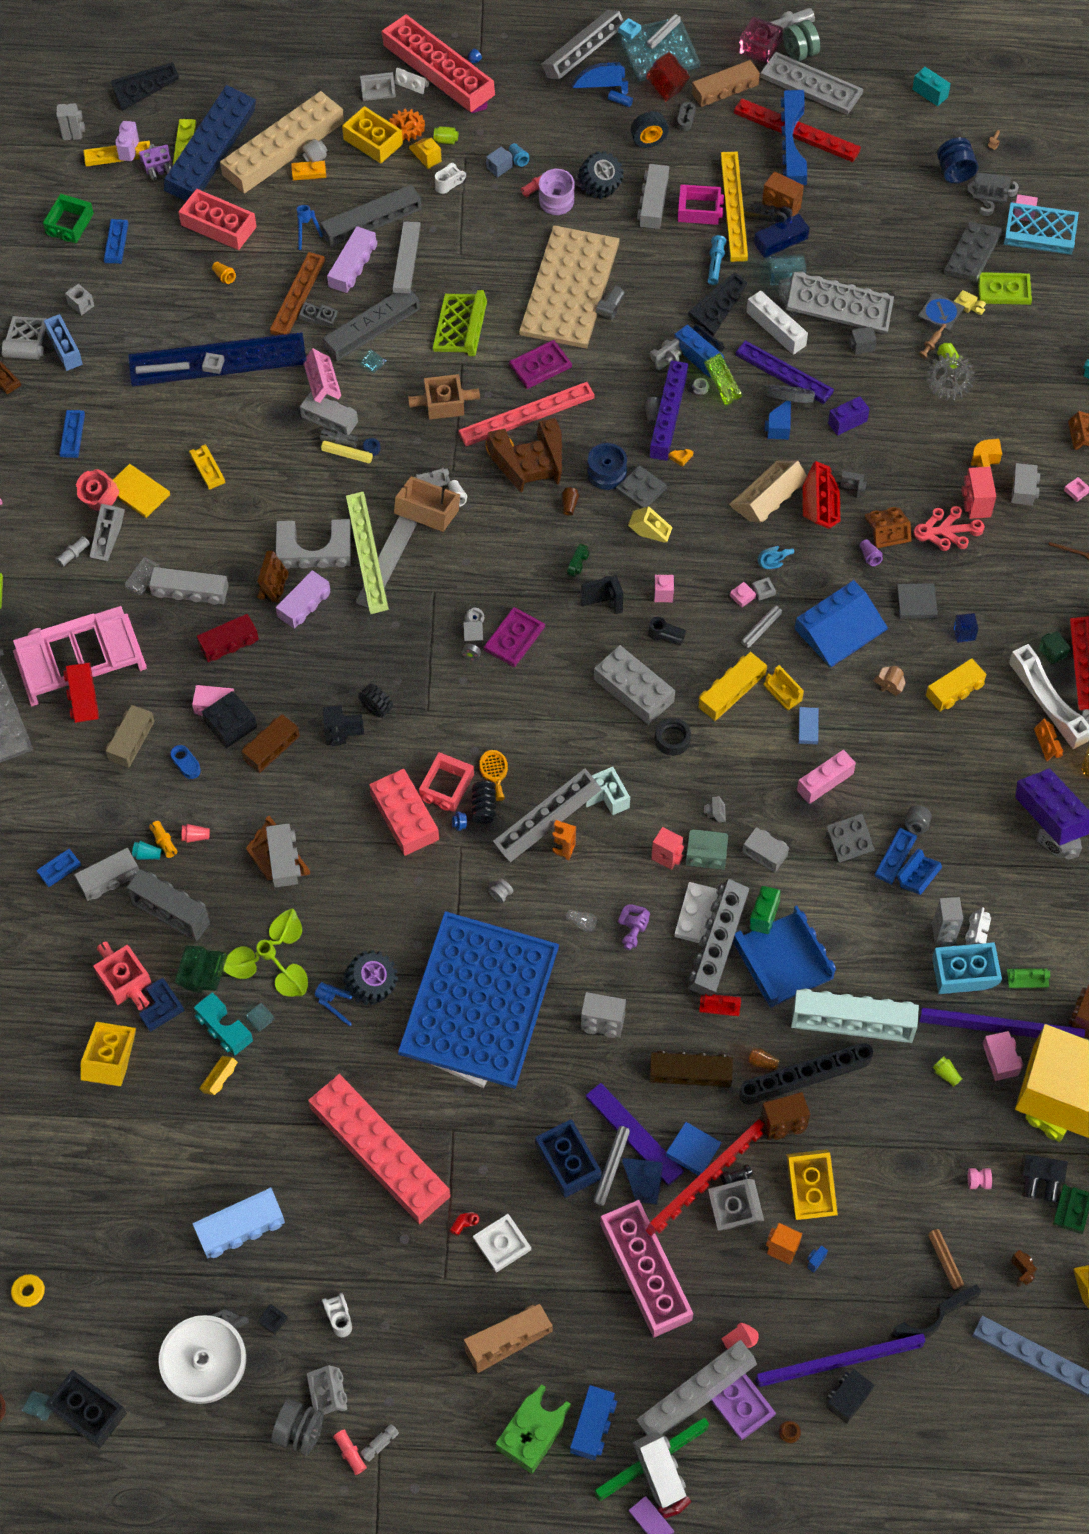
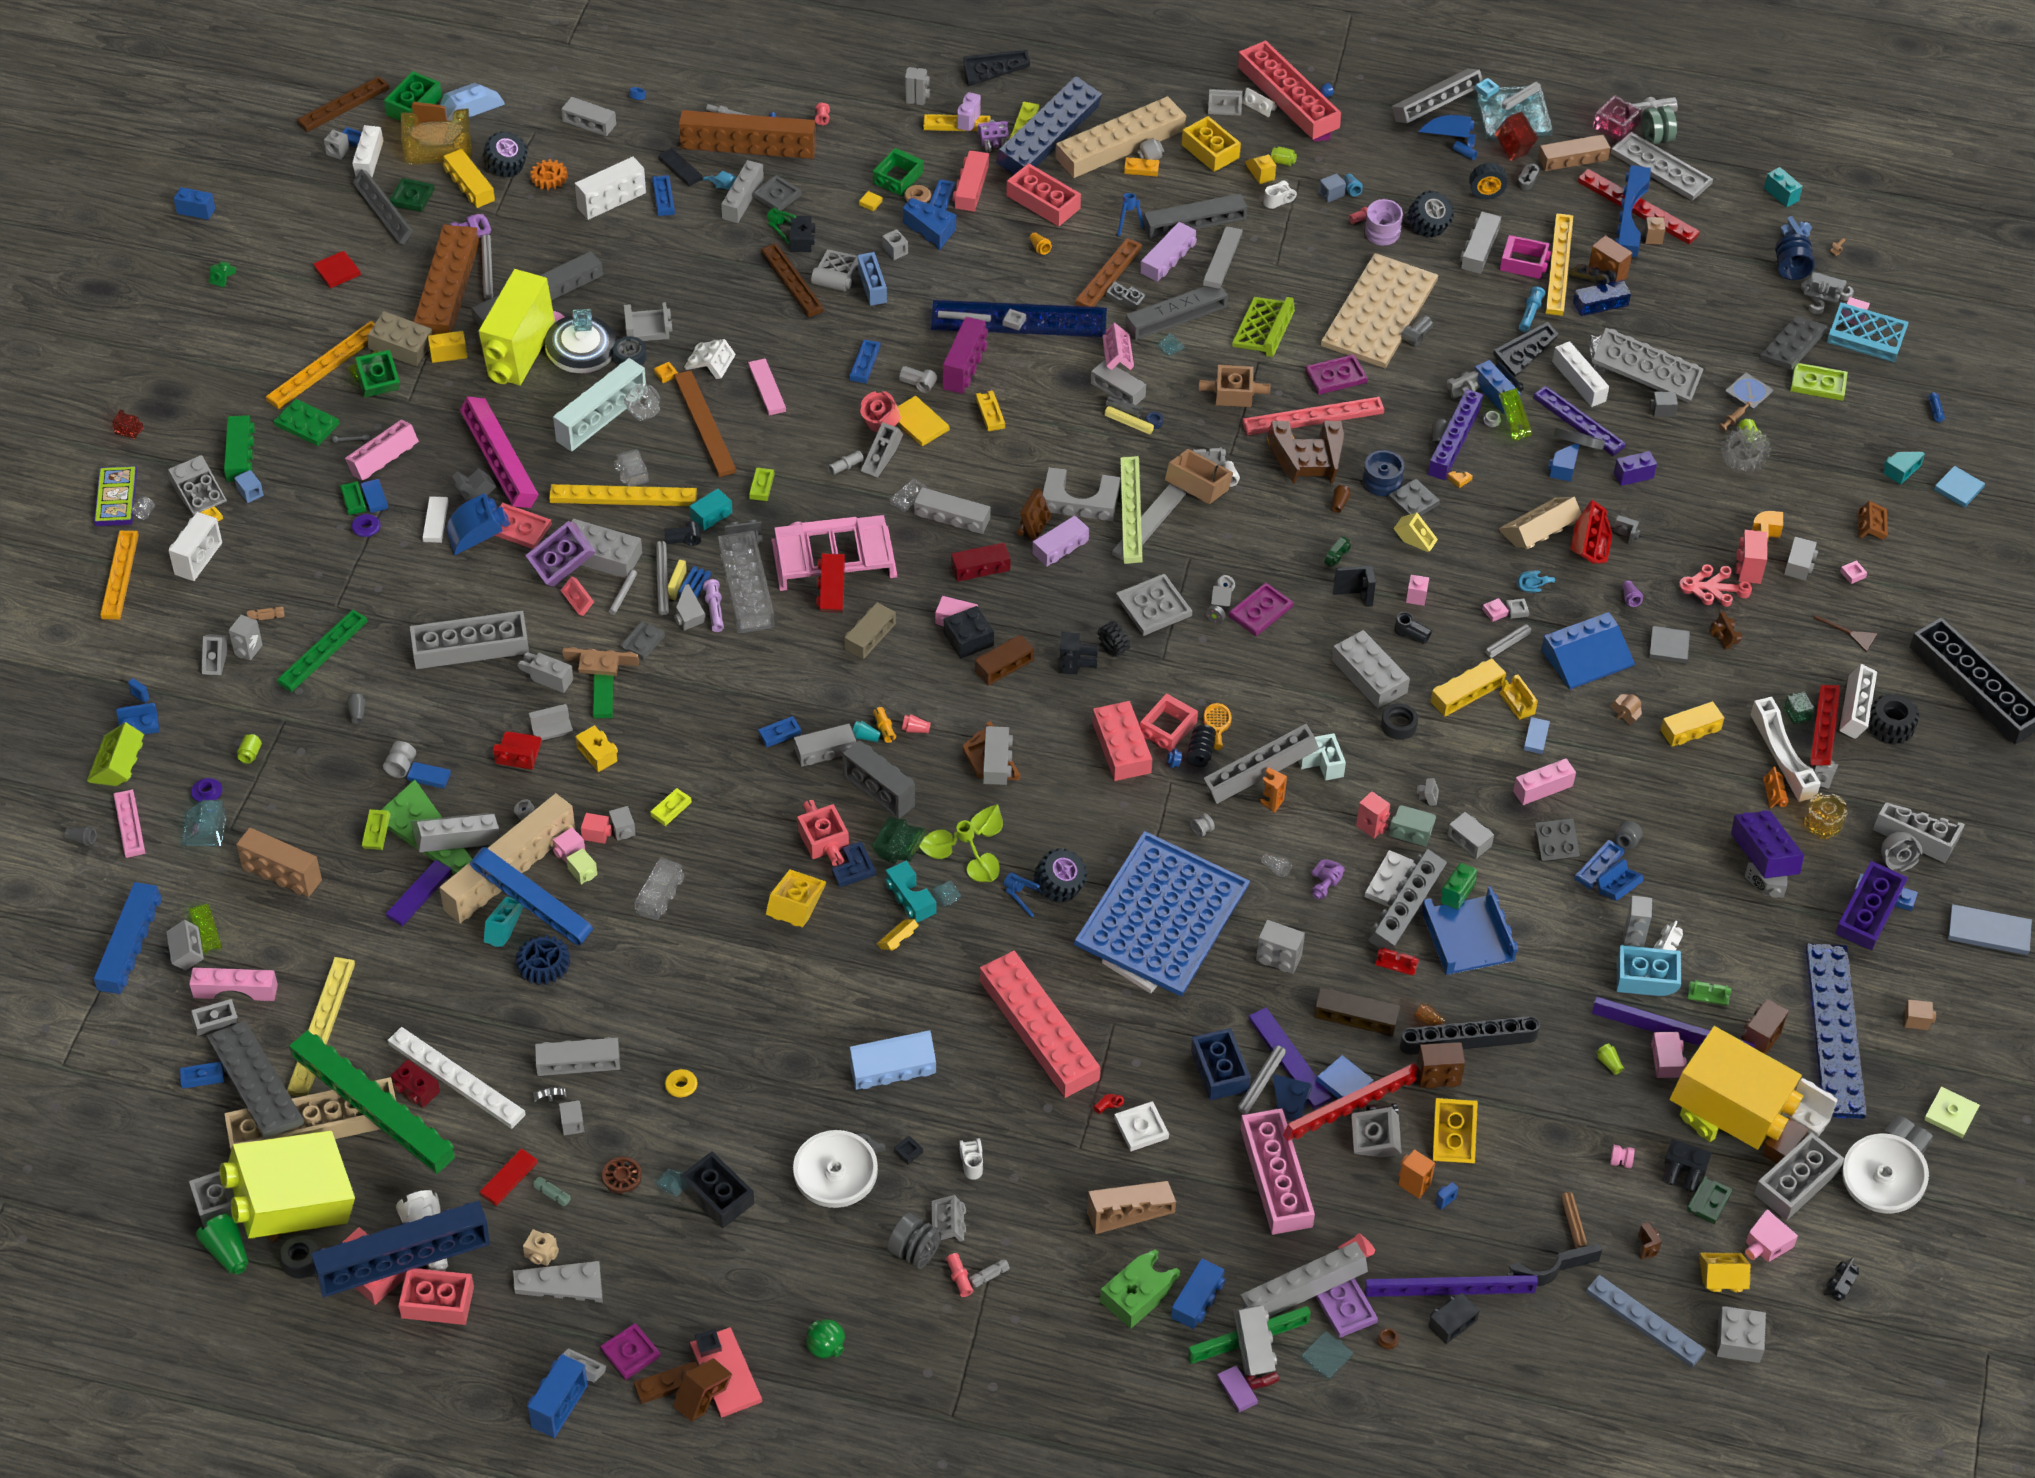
camera: 10 degrees right, 10 degrees down
(46, 254) = (870, 201): none -> yellow tile
(89, 235) = (914, 190): none -> medium nougat piece
(110, 268) = (930, 221): none -> blue wedge
(133, 445) = (922, 380): none -> light grey piece
(143, 216) = (971, 180): none -> coral brick
(171, 411) = (964, 355): none -> magenta brick
(187, 765) = (920, 666): blue piece -> none
(408, 652) = (1154, 604): none -> light grey plate
(409, 122) = (1250, 140): orange gear -> none
(733, 1462) = (1327, 1355): none -> clear light blue piece
(784, 266) = (1596, 325): clear light blue slope -> none
(818, 154) = (1654, 230): none -> medium nougat brick
(855, 1015) = (1527, 991): light aqua brick -> none
(889, 527) = (1655, 574): dark orange bracket -> none
(954, 130) = (1792, 228): none -> medium blue hips
(965, 627) = (1713, 675): clear blue brick -> none
(967, 577) = (1724, 630): none -> reddish brown hips
(970, 302) = (1781, 388): light yellow plate -> none

